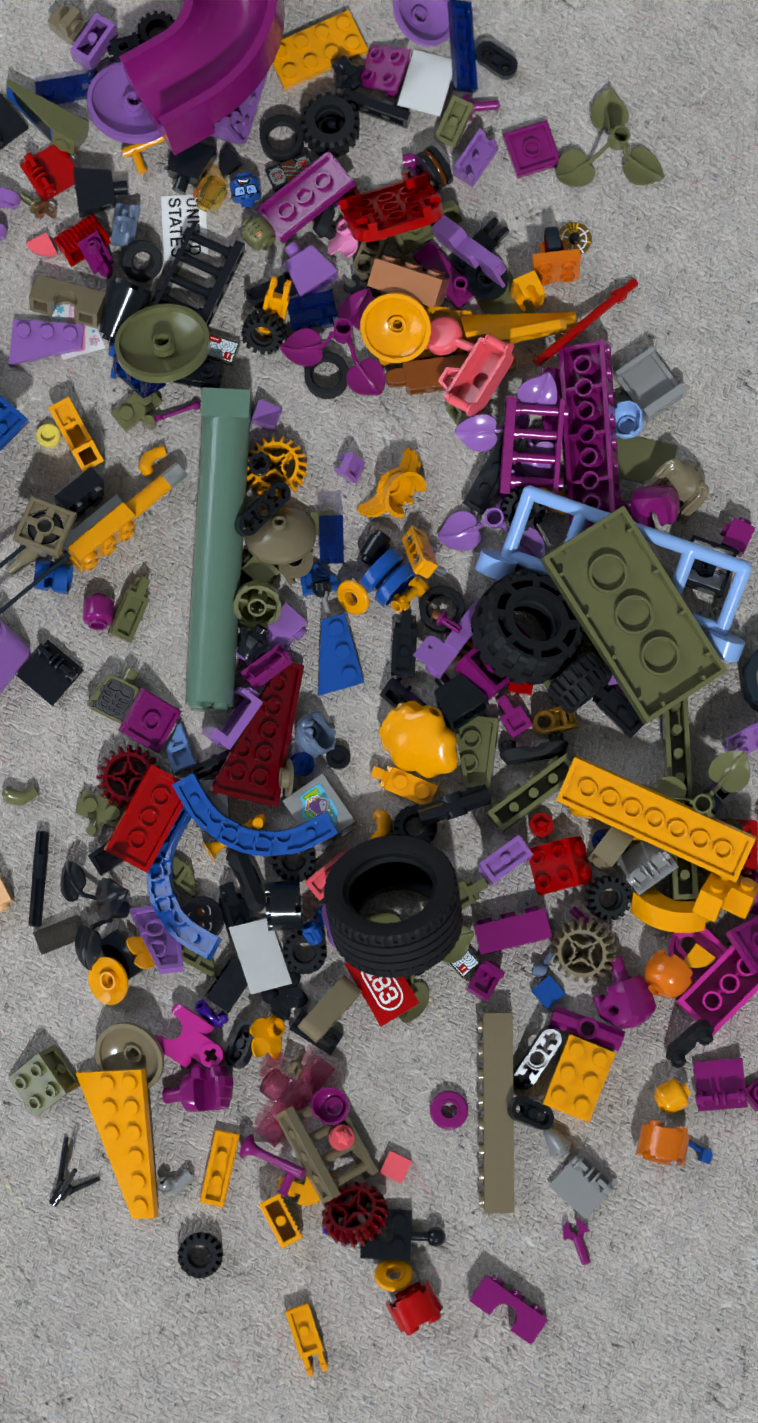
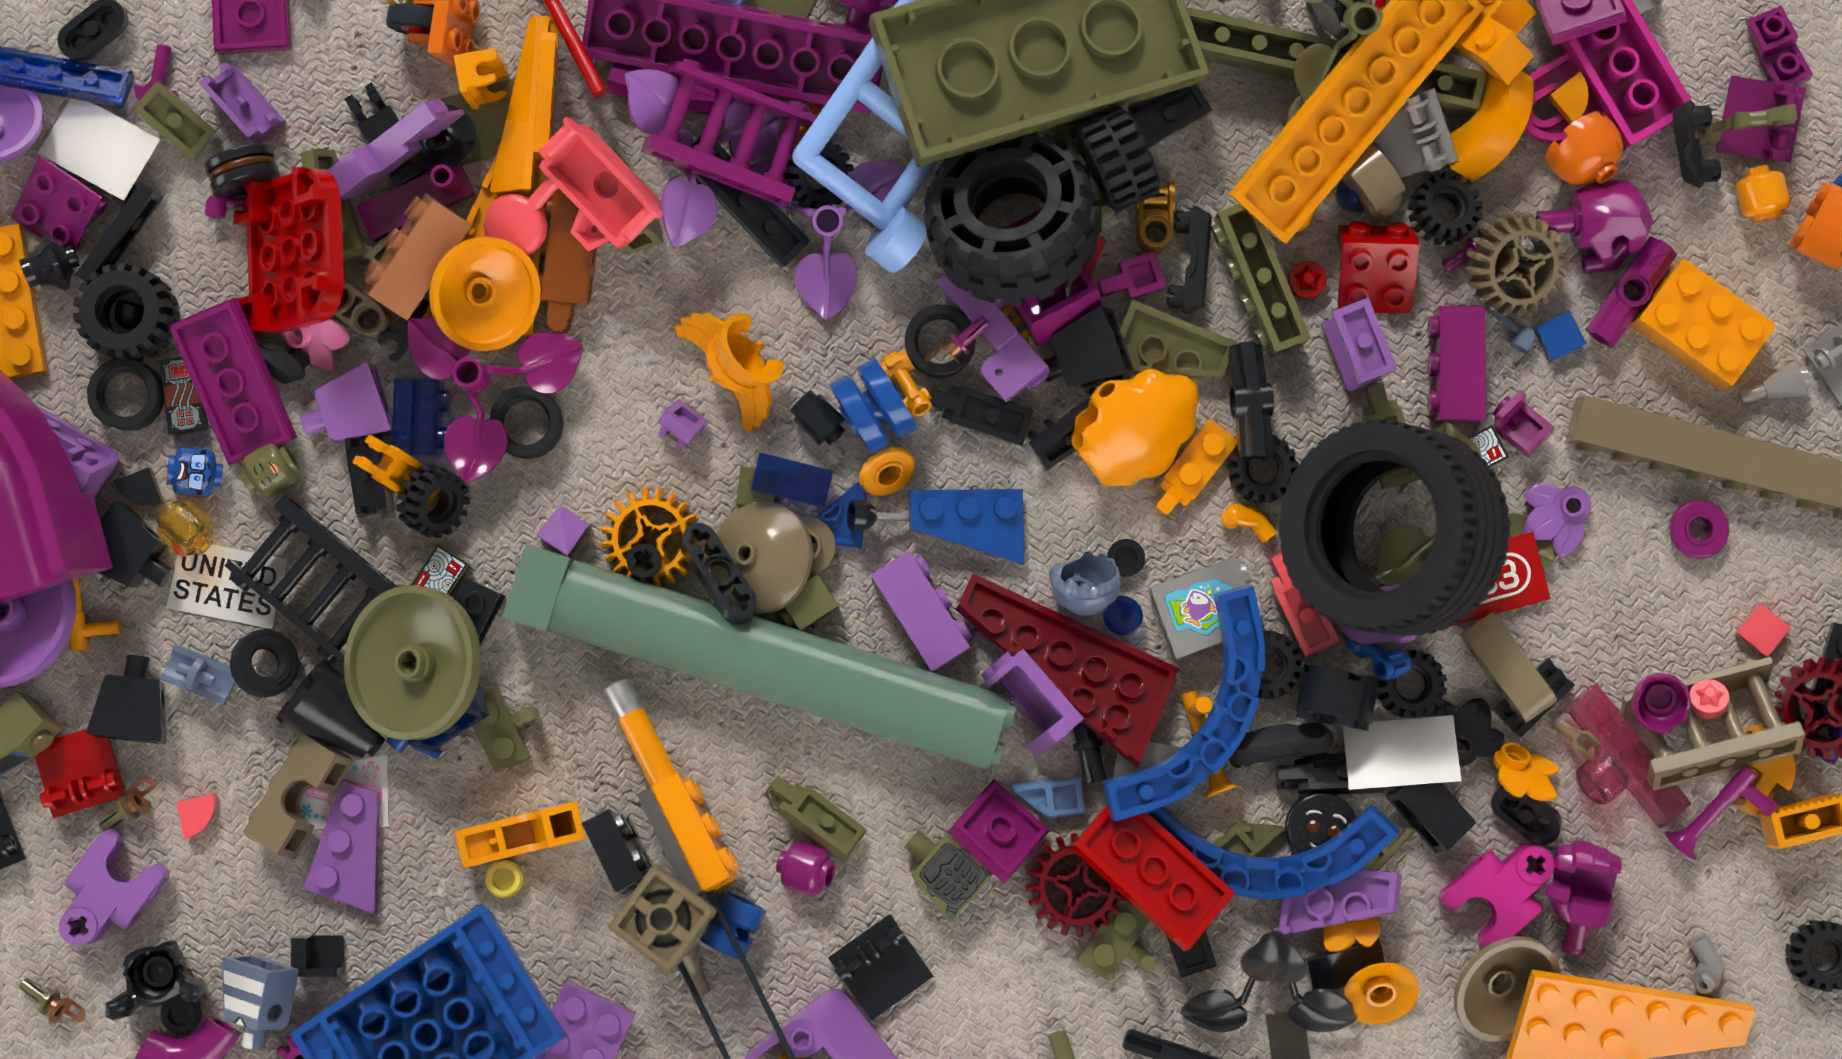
camera: 75 degrees left, 5 degrees up
(68, 239) = (206, 748): red brick -> none
(96, 255) = (237, 731): magenta hinge -> none
(148, 458) = (583, 731): light orange arm -> none
(195, 405) = (518, 637): magenta hinge -> none
(209, 1015) = (1470, 851): dark purple arm -> none
(219, 1168) = (1700, 894): light orange tile -> none
(253, 642) = (924, 639): black rock -> none
(257, 604) = (865, 619): olive cylinder -> none
(266, 667) = (965, 630): magenta hinge -> none
(286, 778) = (1142, 642): dark tan piece -> none
(421, 553) = (849, 348): light orange piece -> none
(430, 1015) = (1553, 520): none -> medium lavender plate
(529, 1111) = (1740, 411): black plate -> none
(533, 1075) = (1640, 373): beam -> none
(712, 1067) = (1742, 120): none -> olive piece

